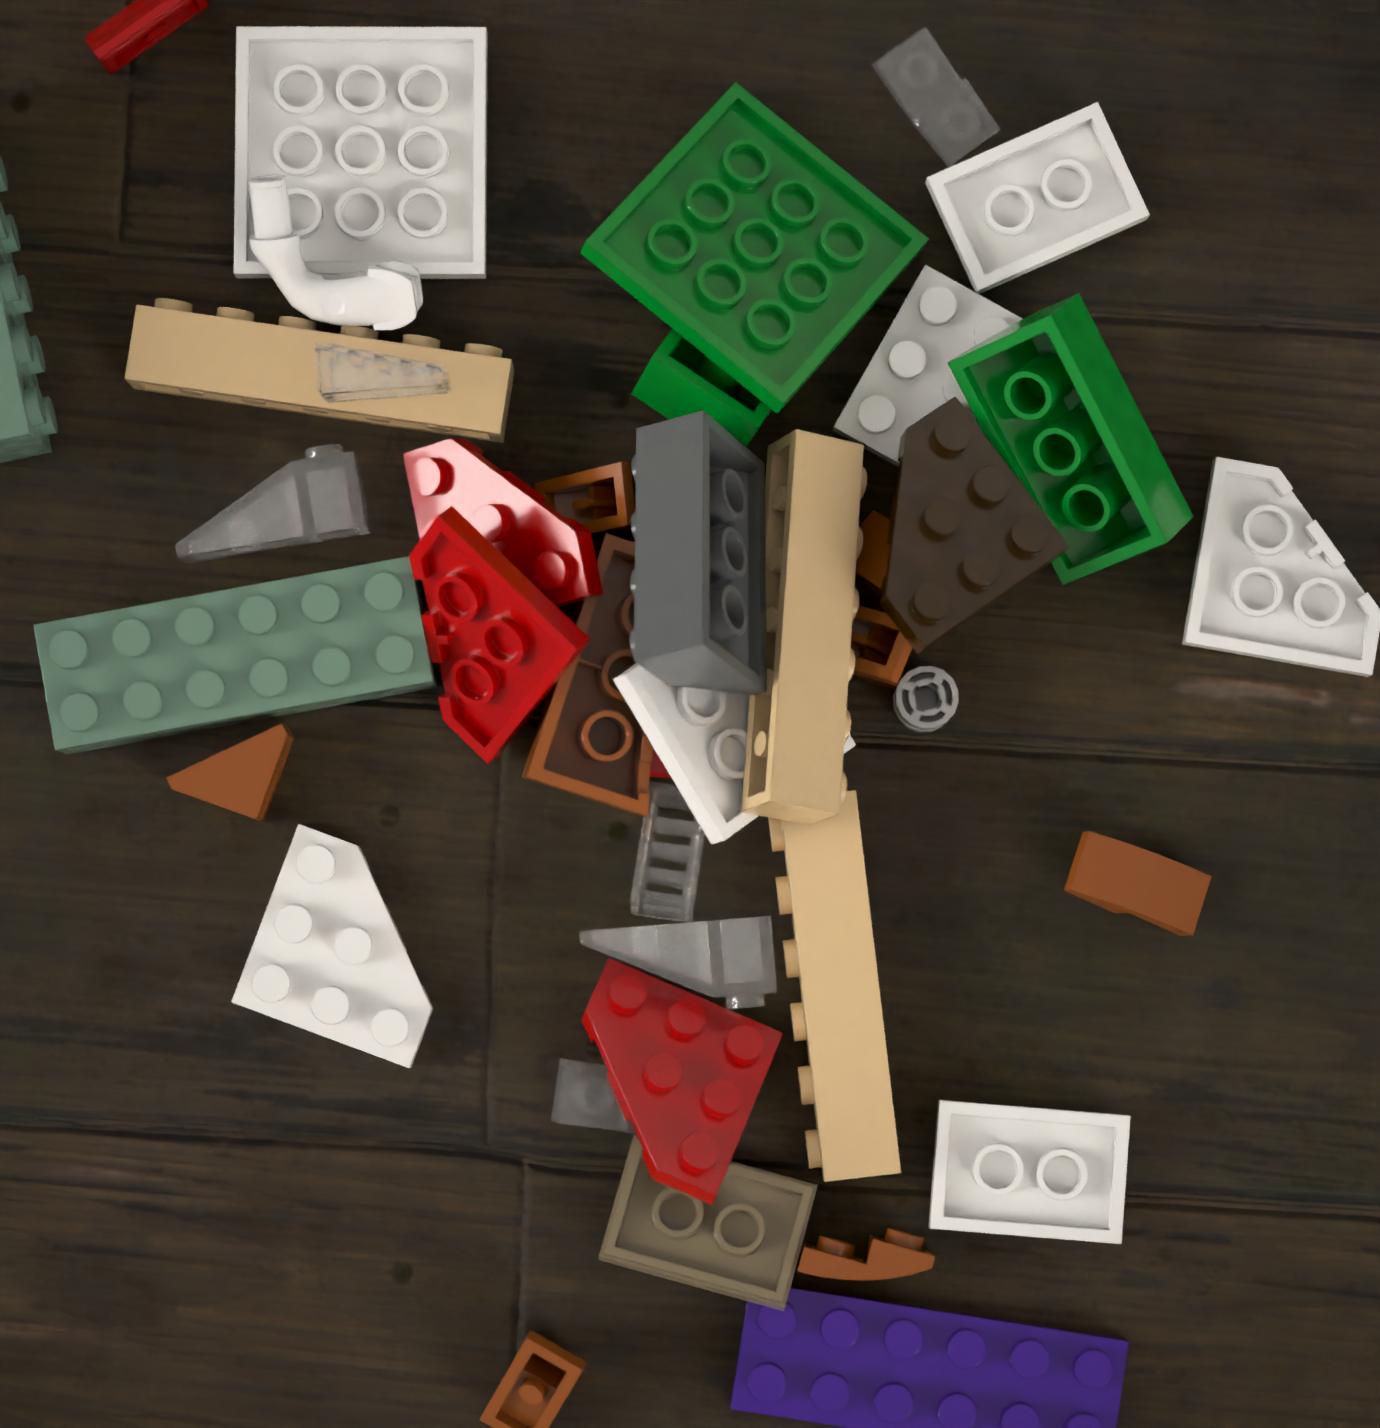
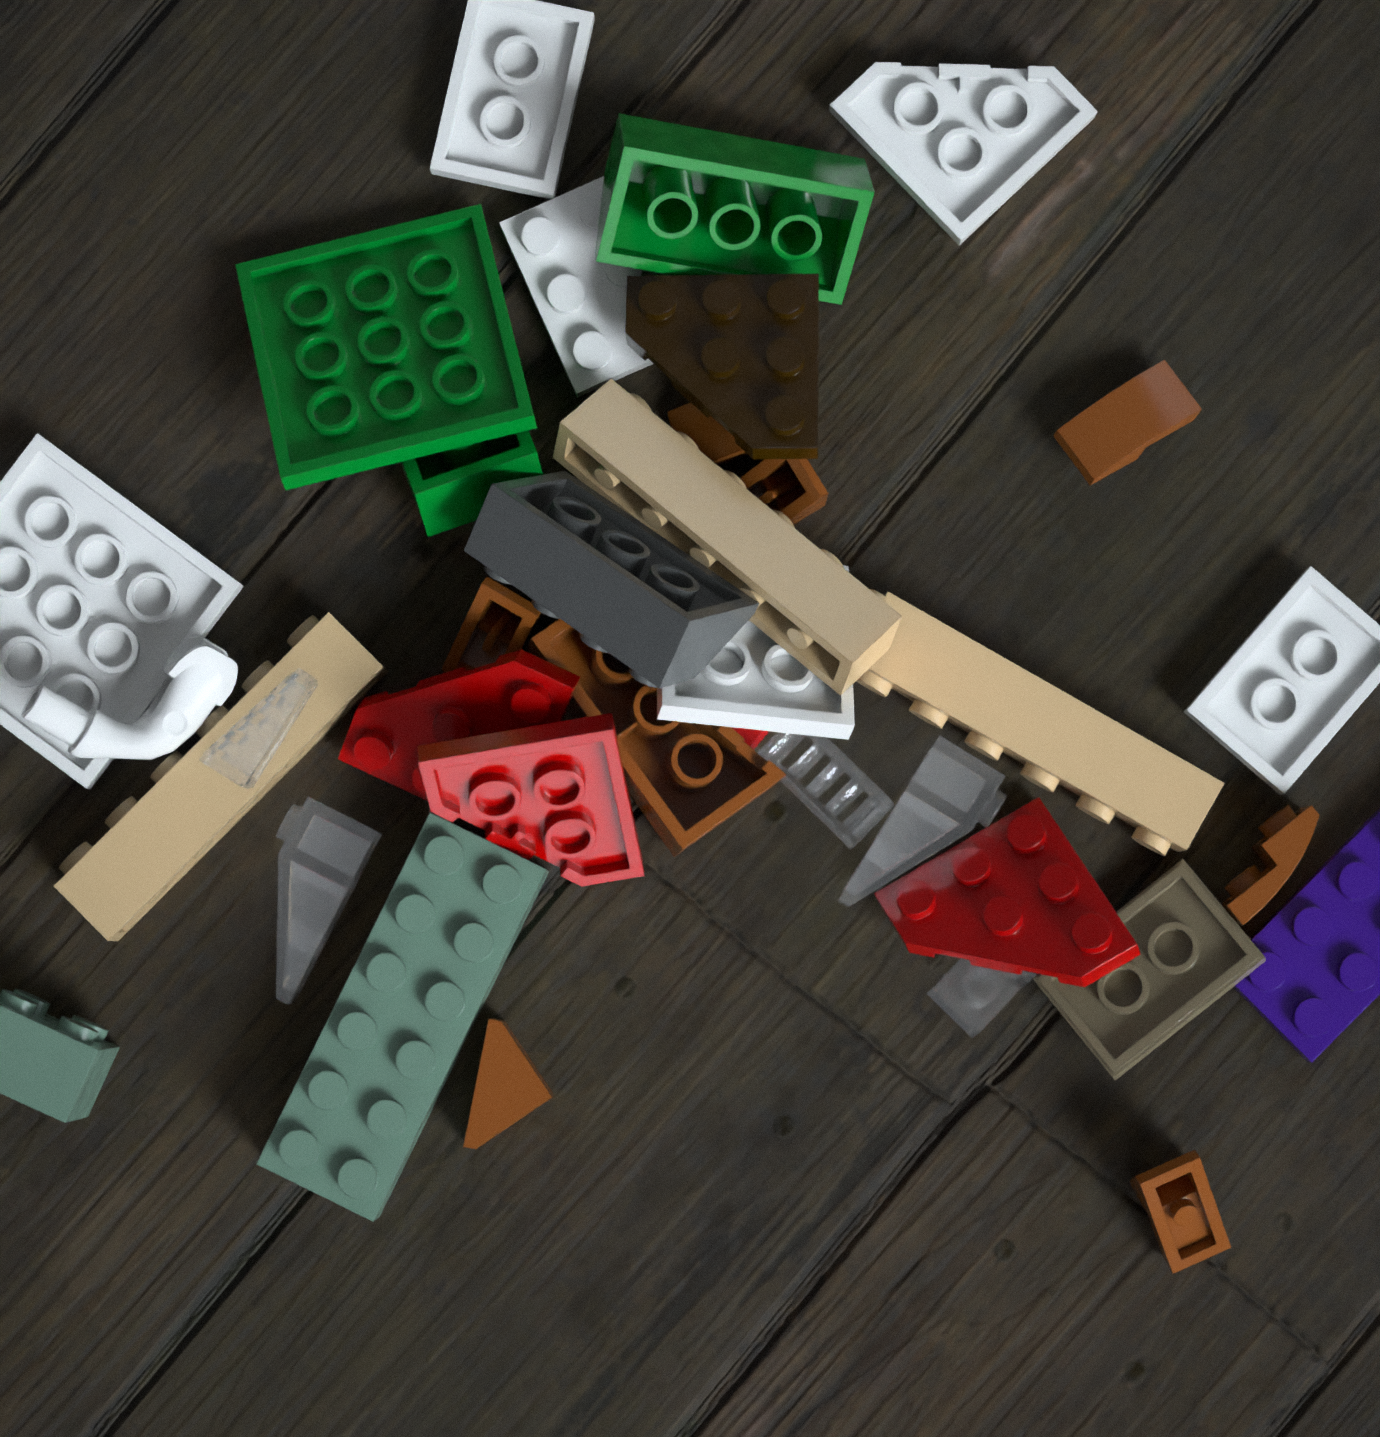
camera: 55 degrees left, 0 degrees up
(335, 955) = (707, 1115): white plate -> none
(919, 707) = (854, 493): light grey wheel -> none
(935, 97) = (368, 114): clear slope -> none

